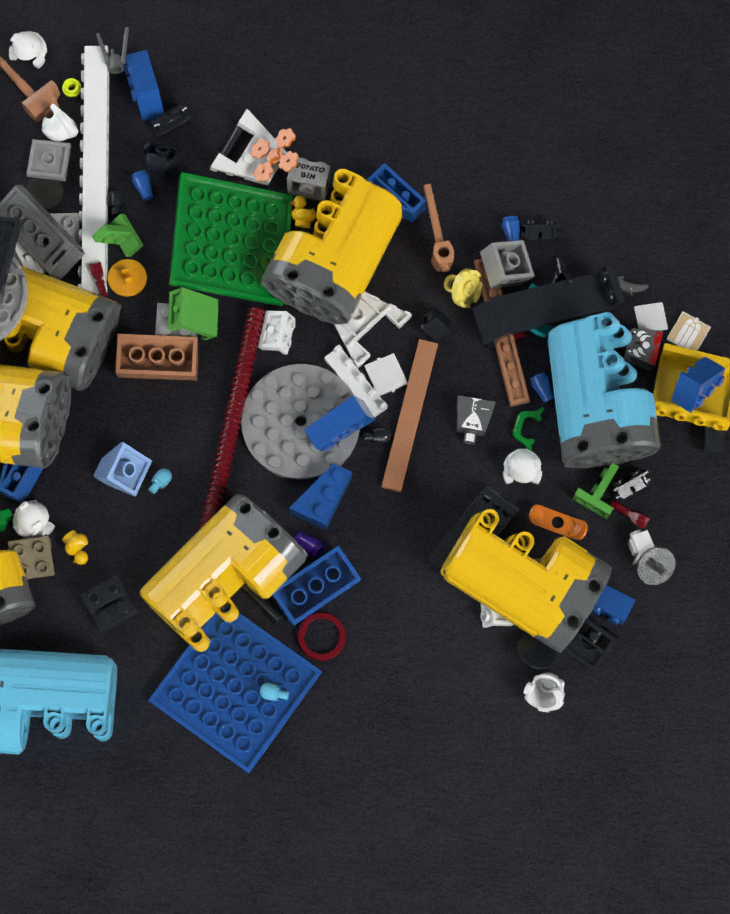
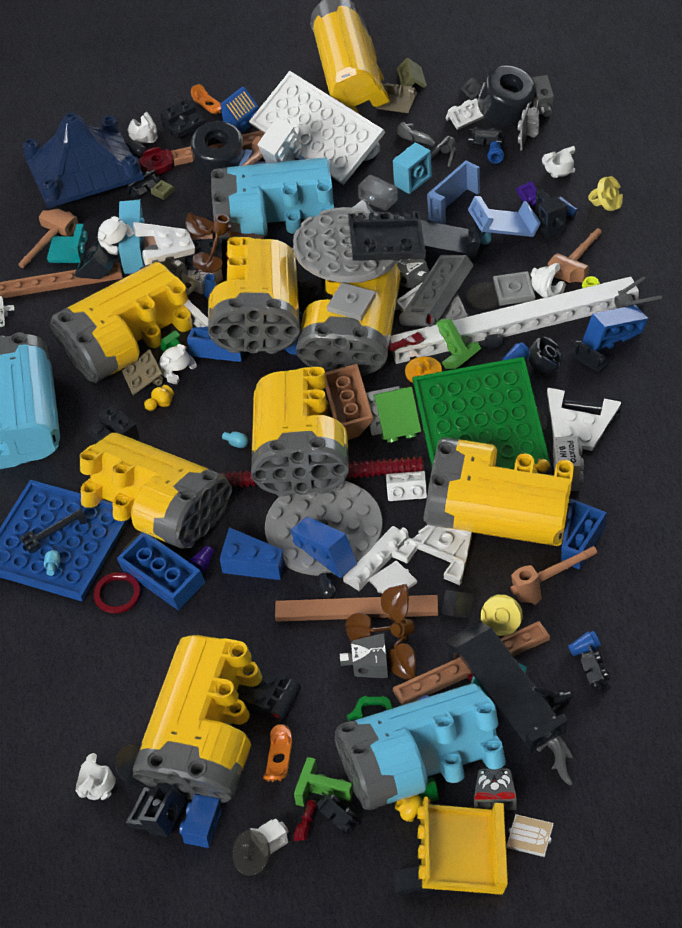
camera: 85 degrees right, 25 degrees down
(27, 46) = (616, 244): white helmet -> none
(53, 312) = (351, 301): none -> light grey plate
(123, 469) = (236, 410): light blue slope -> none
(219, 425) = (294, 437): none -> piece
(236, 705) = (32, 541): none -> black hinge
(275, 156) = (578, 424): orange plant -> none
(453, 371) = (395, 603): none -> reddish brown plant
(507, 264) = (540, 641): light grey brick -> none
(522, 467) = (327, 709): white helmet -> none
(651, 316) = (536, 796): white sticker -> none
(697, 384) = (461, 835): blue wedge -> none

